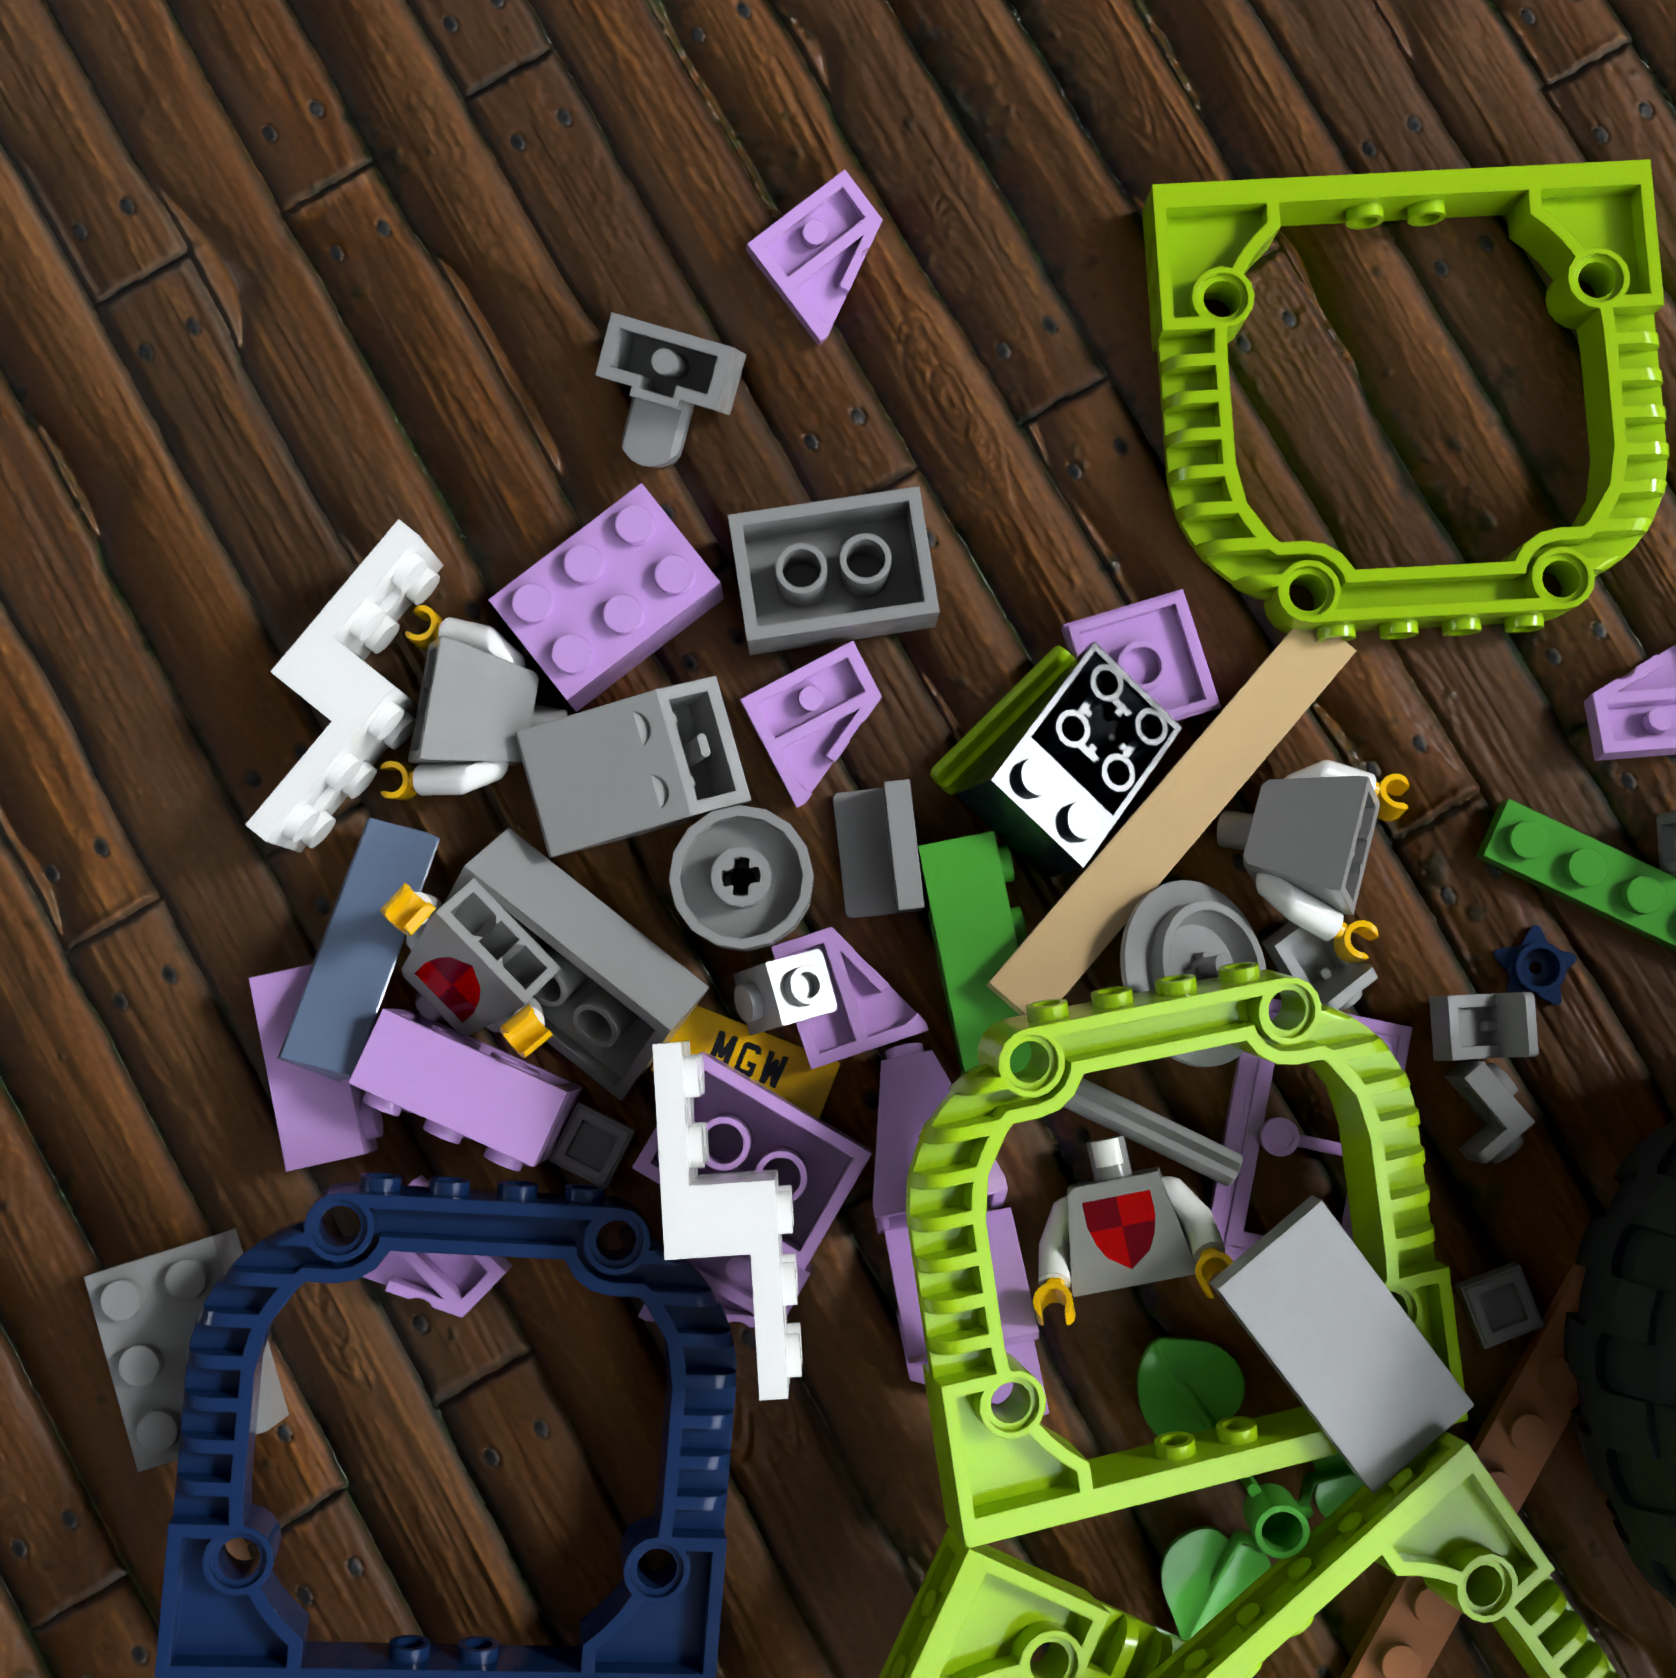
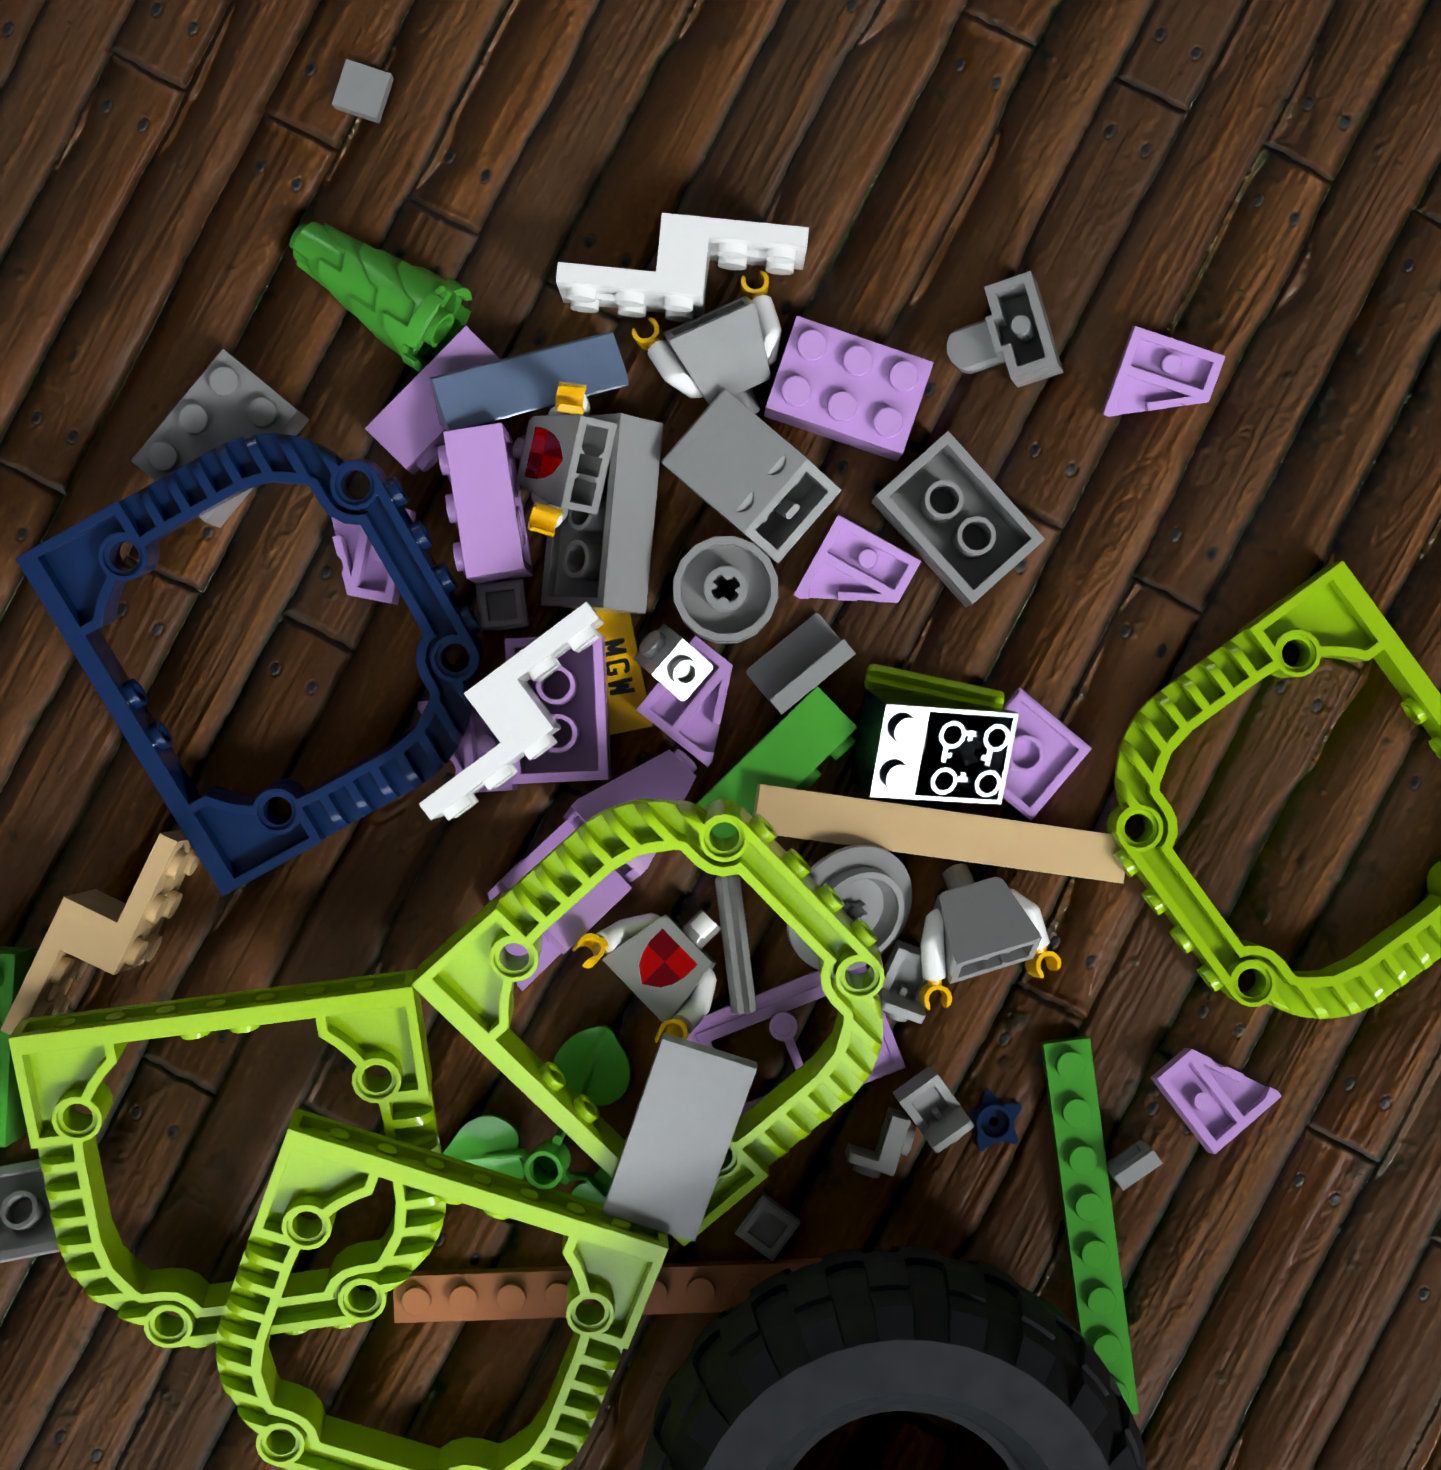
camera: 65 degrees right, 5 degrees up
(162, 1042) = (396, 301): none -> bright green cone

